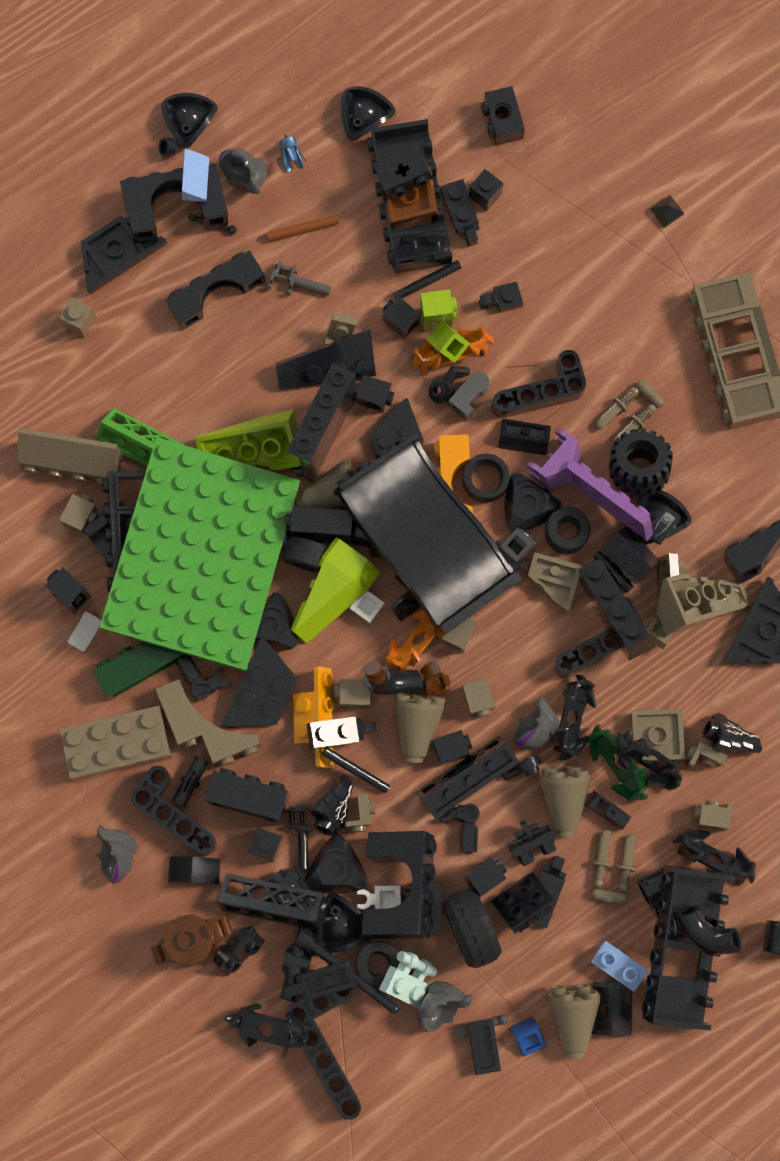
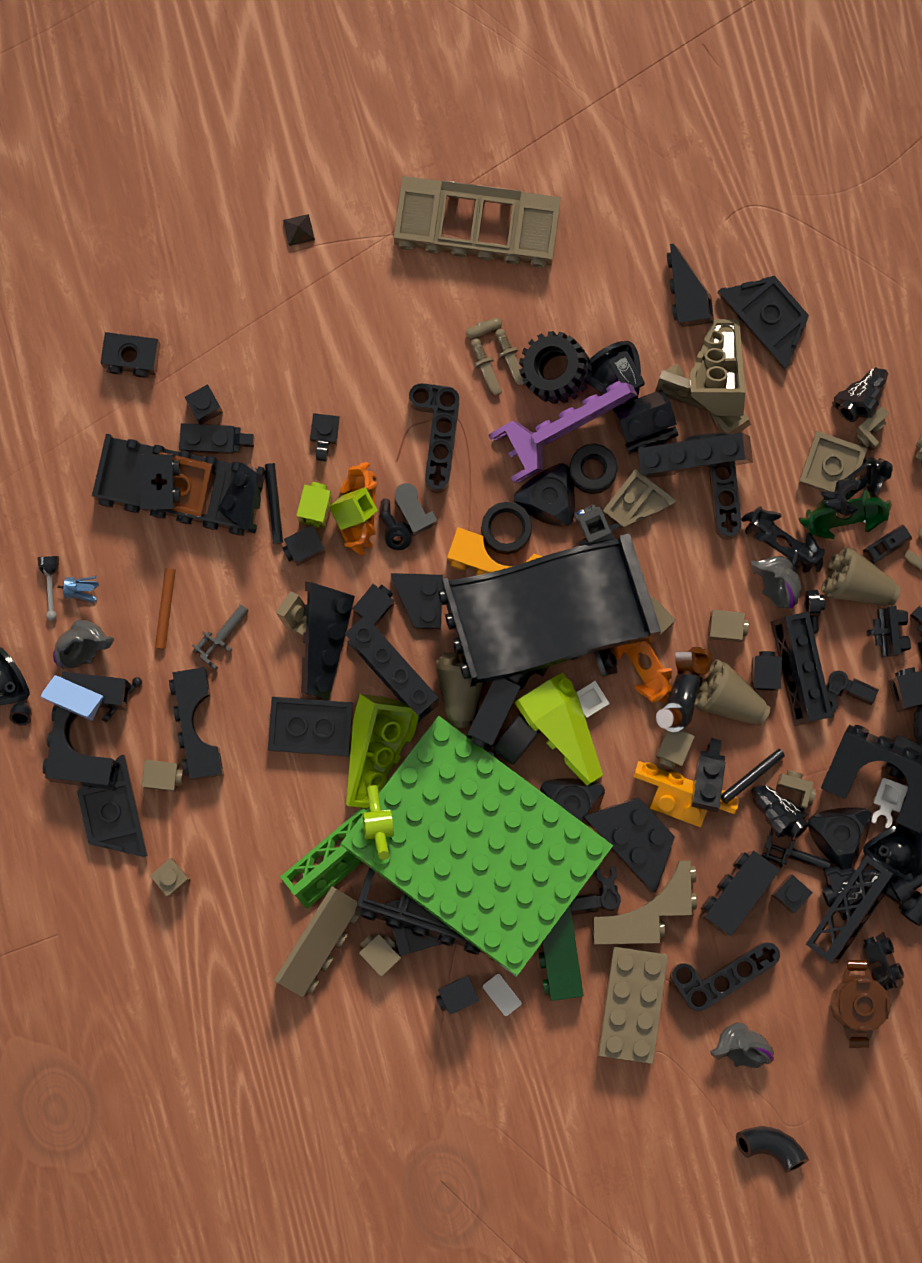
camera: 70 degrees left, 5 degrees up
(41, 913) = (774, 1143): none -> black cylinder
(160, 277) = (161, 775): none -> dark tan brick
(182, 796) = (685, 931): black pin -> none
(183, 458) = (377, 823): none -> lime piece
(194, 870) = (788, 975): black slope -> none
(250, 382) = (310, 726): none -> black plate
(299, 121) = (49, 565): none -> hinge
(363, 110) = (66, 495): black hat -> none
(524, 437) = (477, 471): black slope -> none

